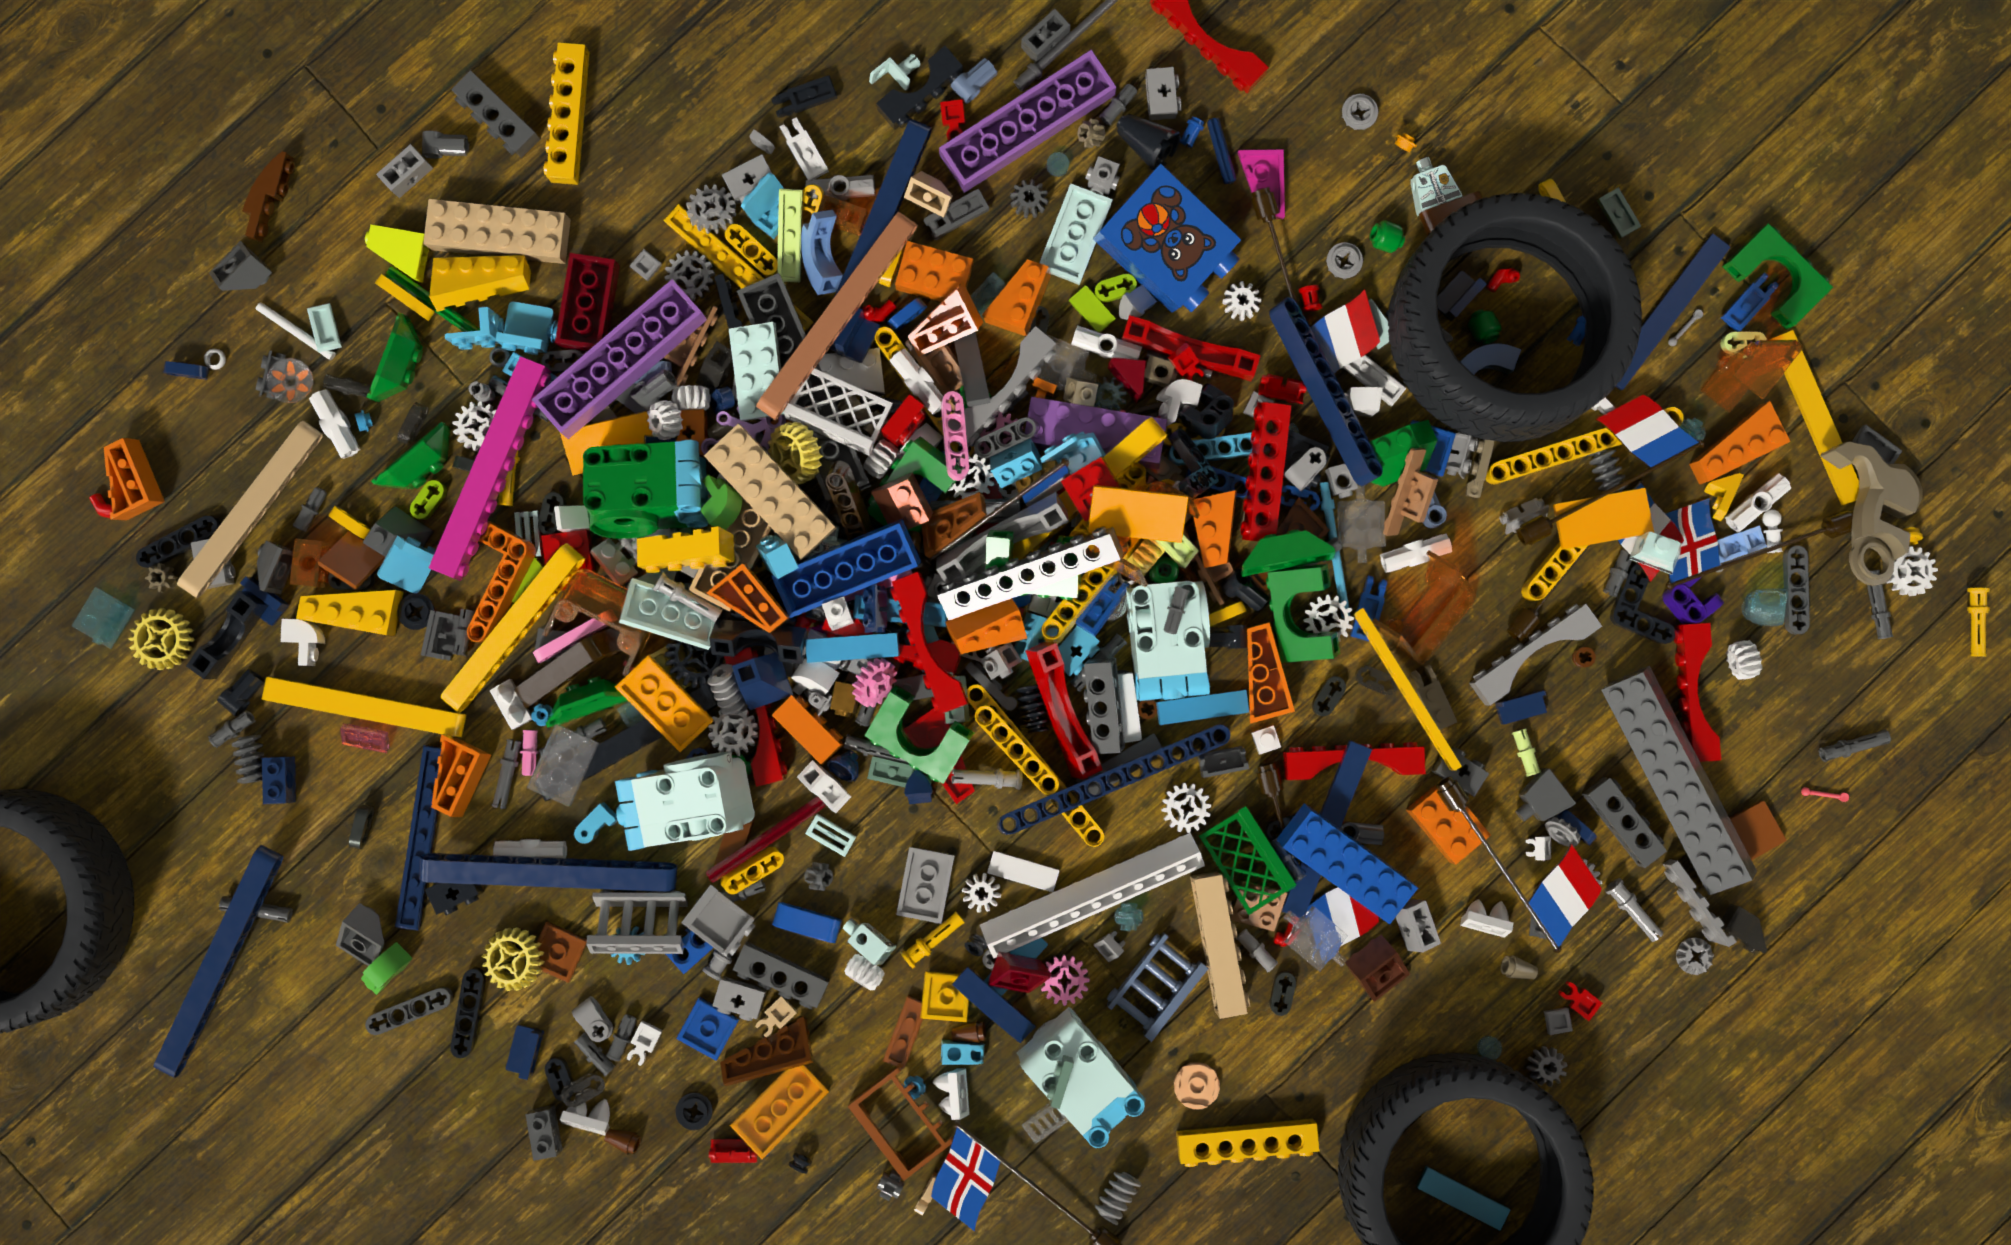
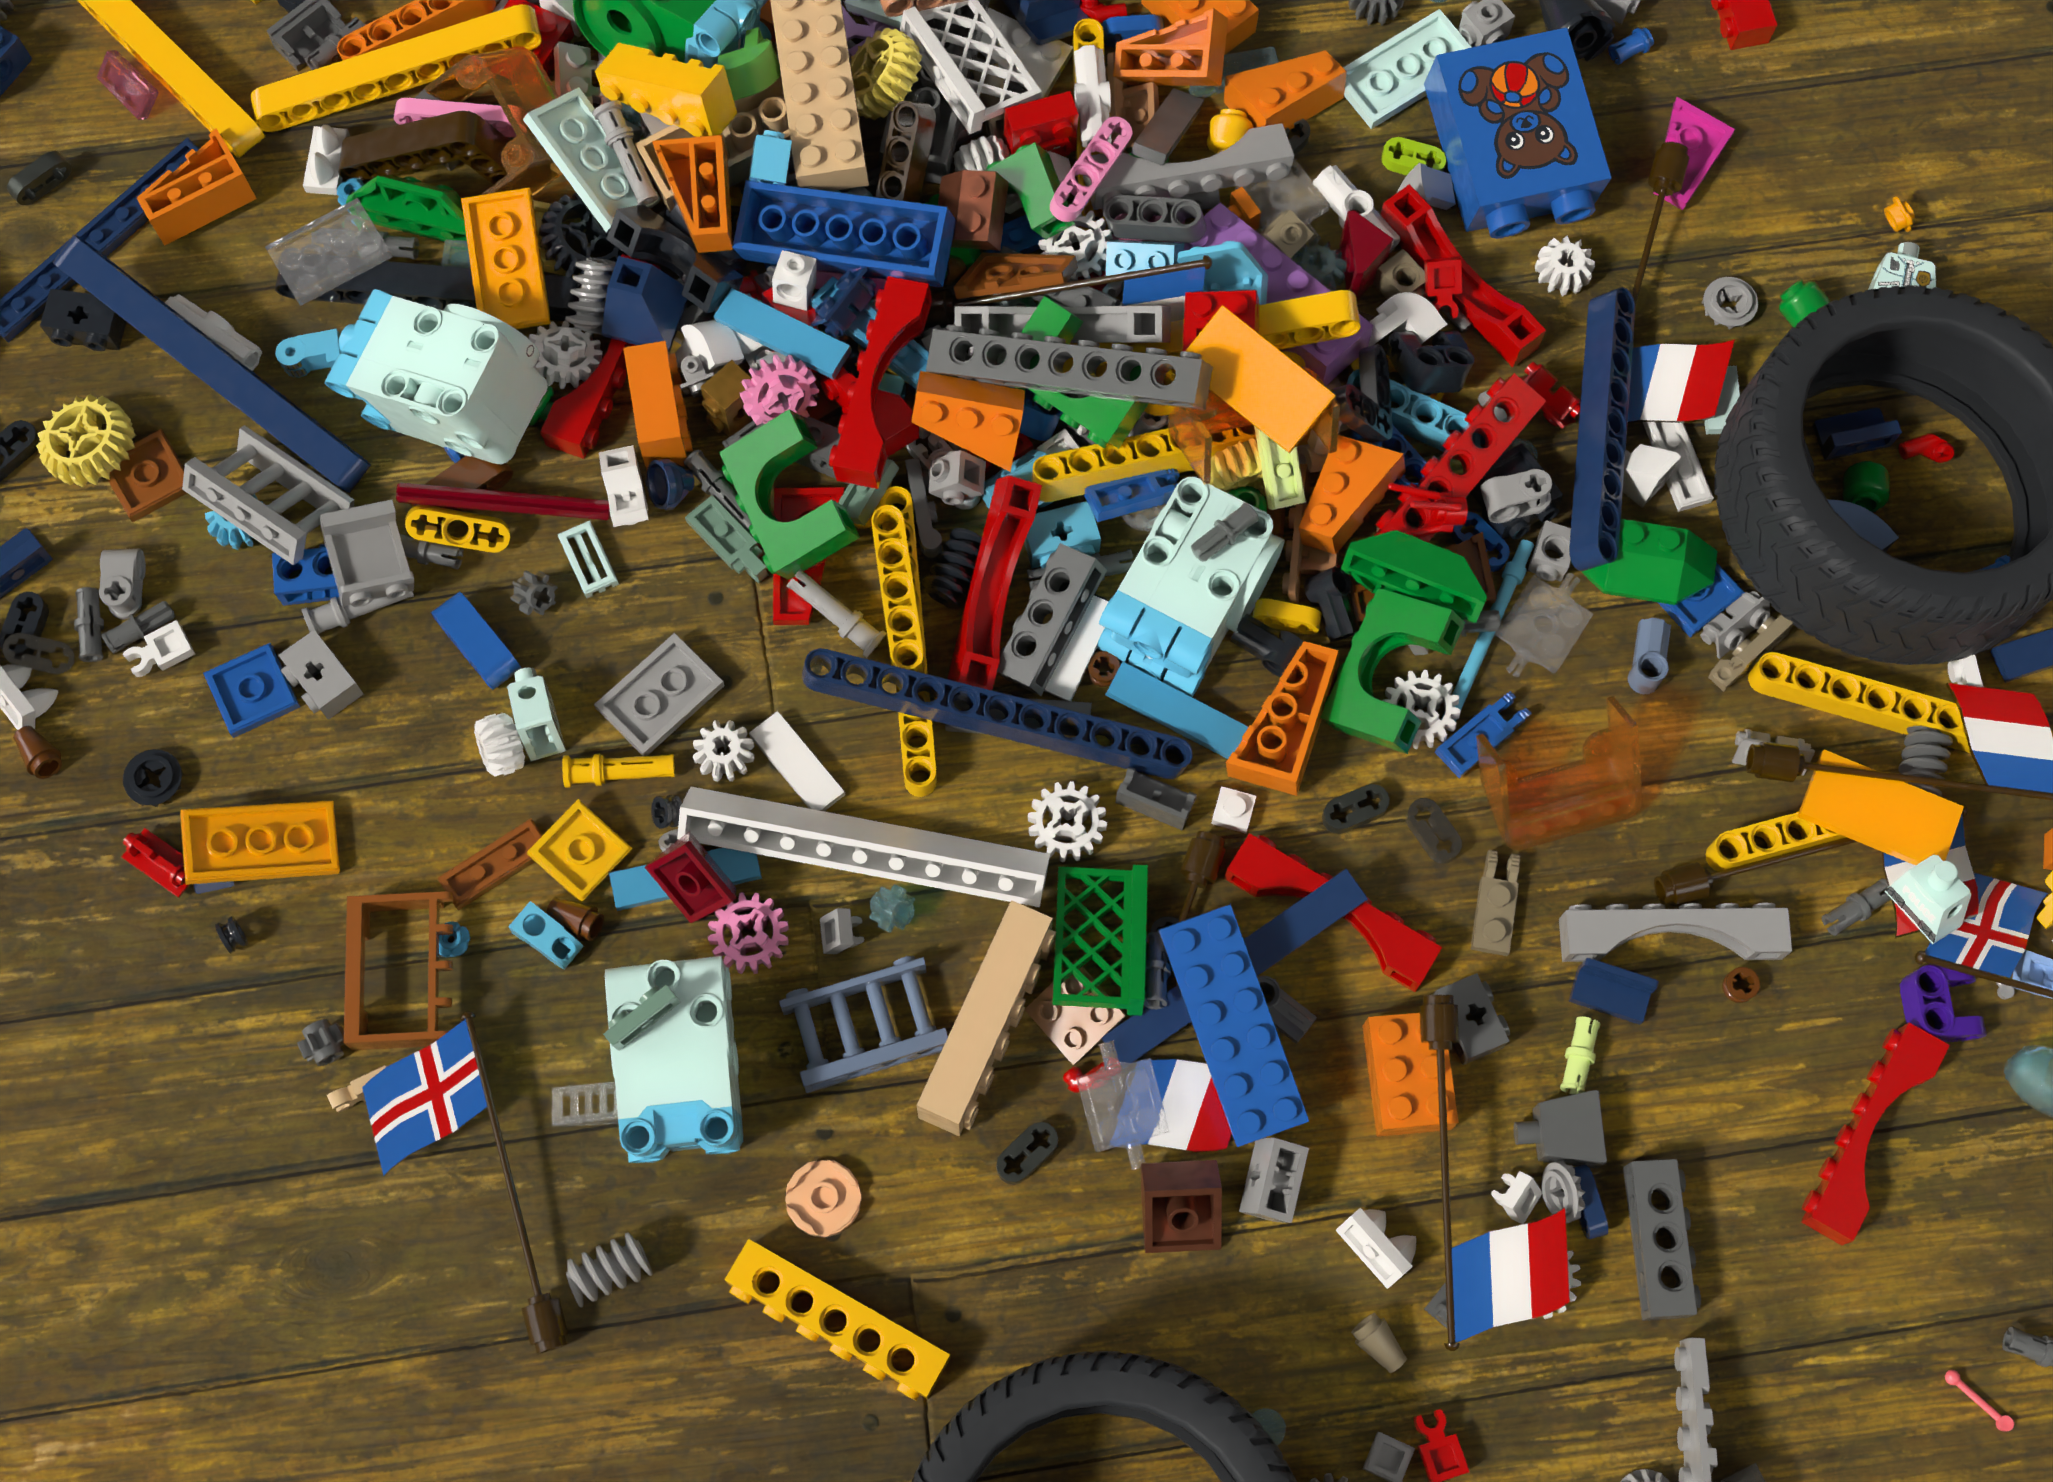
camera: 35 degrees right, 15 degrees down
(506, 774) = (256, 230): dark grey pin -> none
(529, 752) = (313, 210): bright pink axle -> none
(745, 969) = (373, 633): dark grey brick -> none
(774, 1054) = (301, 772): reddish brown wing -> none
(778, 1013) = (353, 730): tan plate -> none
(918, 788) = (737, 570): dark blue tile -> none
(956, 1084) = (506, 974): white tile -> none
(993, 1004) = (631, 895): dark blue slope -> none
(1005, 345) = (1227, 129): none -> yellow head
(1092, 309) = (1367, 163): lime tile -> none
(1221, 150) = (1654, 89): dark blue axle -> none
(1256, 950) = (1032, 1070): light grey pin -> none
(1278, 507) = (1446, 509): none -> red plant
(1310, 290) = (1656, 317): red bush -> none
(1366, 104) = (1876, 148): light grey gear -> none
(1407, 690) = (1467, 856): yellow tile -> none
(1412, 495) = (1634, 617): medium nougat bracket -> none
(1415, 553) = (1589, 701): white piece -> none
(1627, 902) = (1596, 1354): light grey pin -> none
(1630, 609) = (1846, 963): black beam -> none
(1679, 781) = (1774, 1231): brick -> none
(1744, 659) = (1969, 1128): white gear -> none
(1757, 829) = (1842, 1382): dark orange tile -> none

